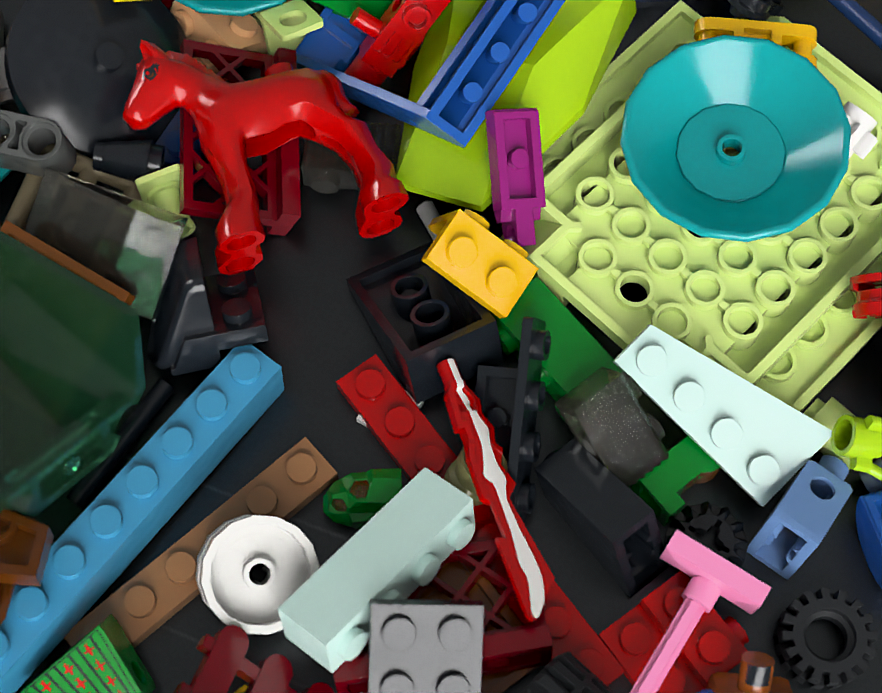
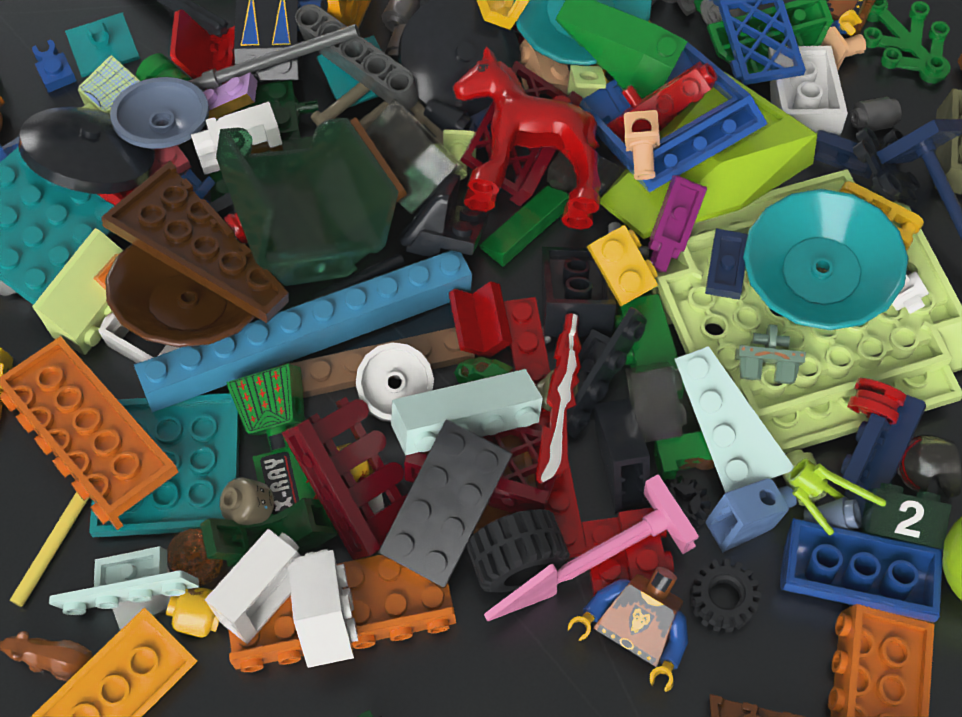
camera: 30 degrees right, 5 degrees down
(308, 259) = (525, 225): none -> green slope
(322, 422) = (481, 320): none -> red panel
(426, 88) = (642, 143): none -> light nougat bracket
(610, 198) = (726, 264): none -> dark blue plate
(753, 298) = (785, 361): none -> sand green hips

